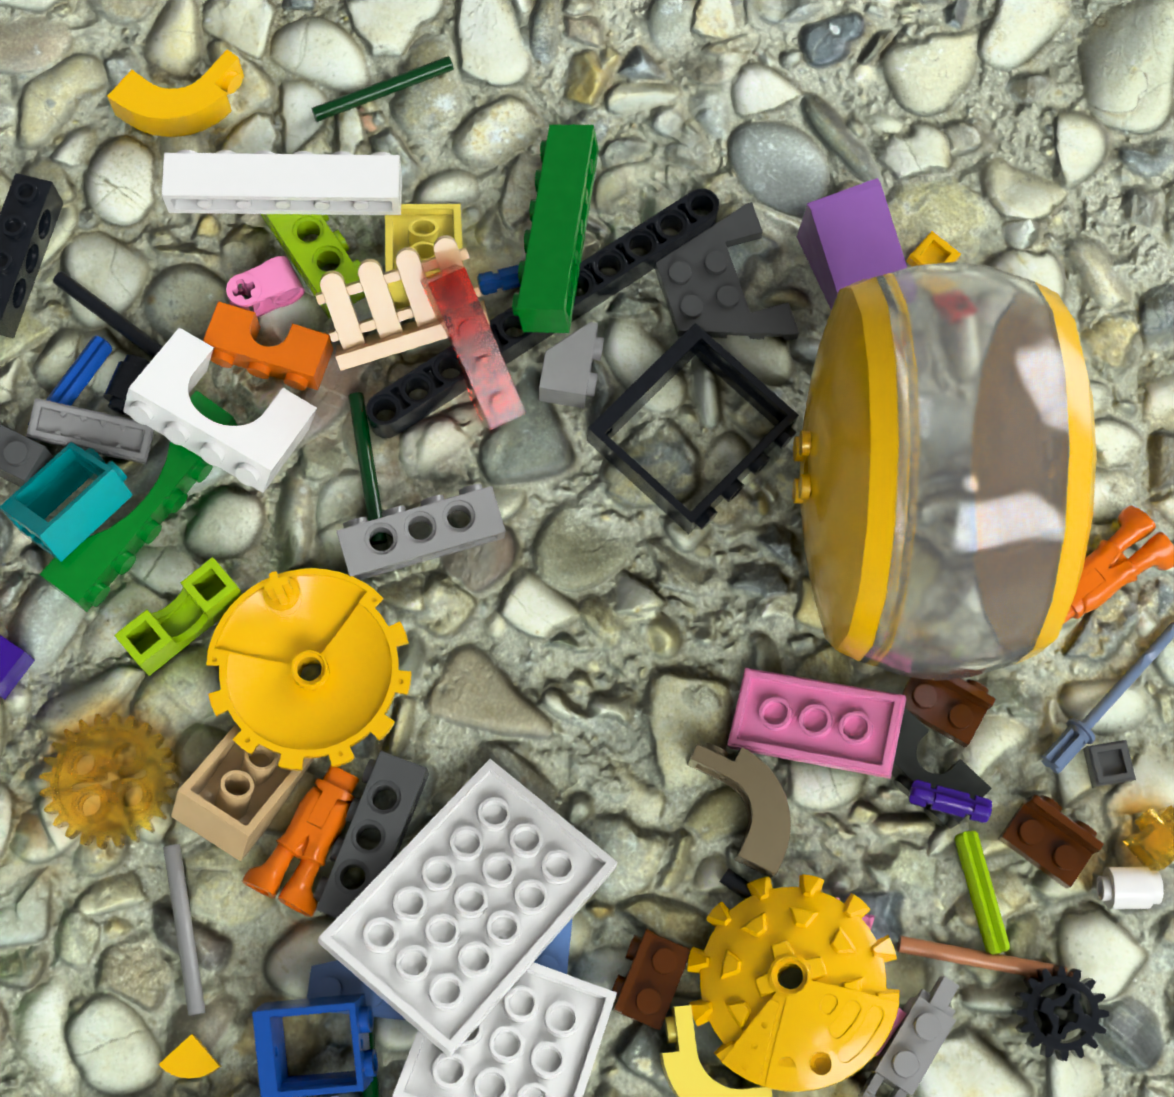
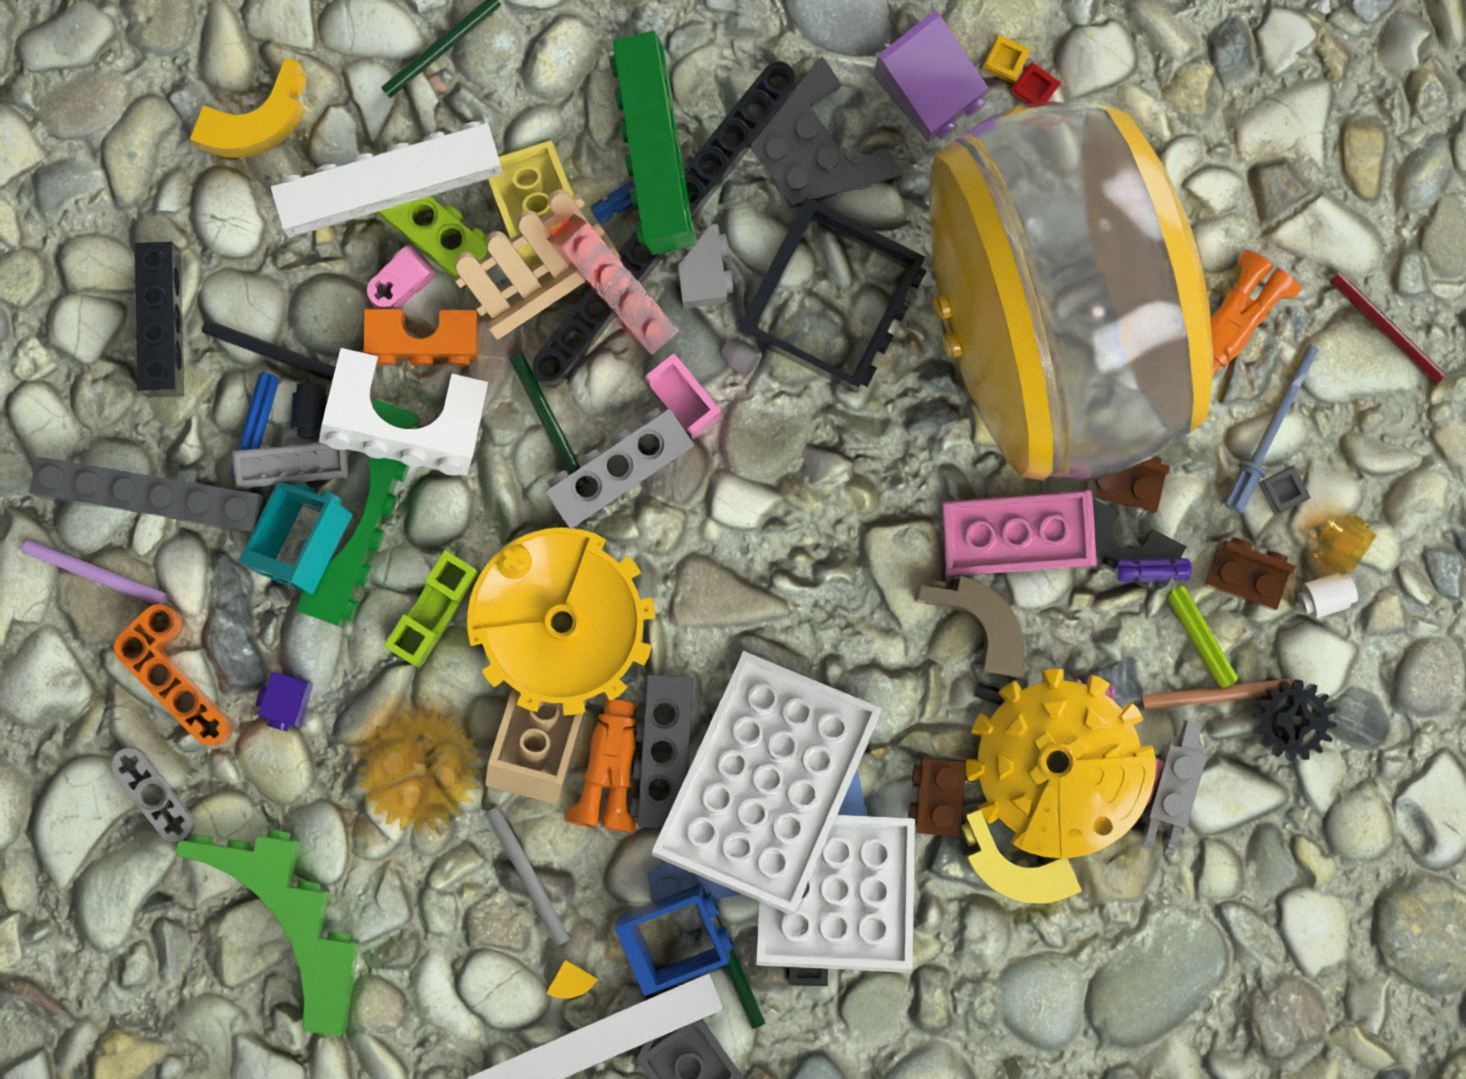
camera: 15 degrees left, 10 degrees up
(511, 481) = (683, 395): none -> bright pink panel
(582, 462) = (741, 356): none -> light grey hose

